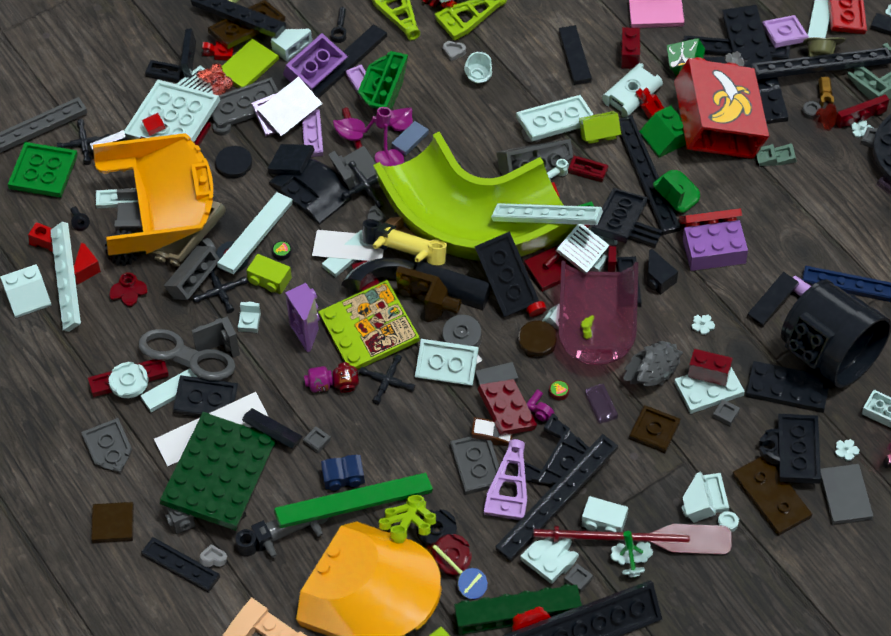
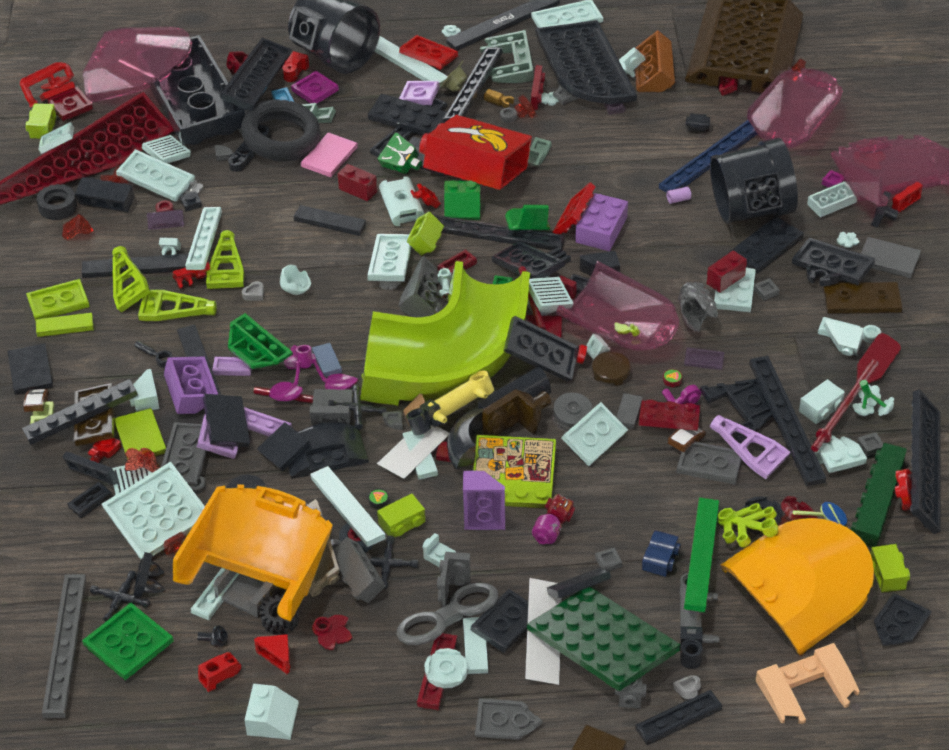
camera: 60 degrees left, 10 degrees down
(65, 276) = (284, 668): light aqua plate -> none
(153, 124) = (157, 525): red tile -> none
(387, 379) = (580, 484): black piece -> none
(547, 214) = (509, 289): light aqua tile -> none
(654, 429) = (752, 337): dark brown tile -> none
(703, 324) = (669, 266): light aqua plant -> none
(735, 58) = (423, 129): light grey plant -> none
(773, 299) = (680, 213): black tile -> none

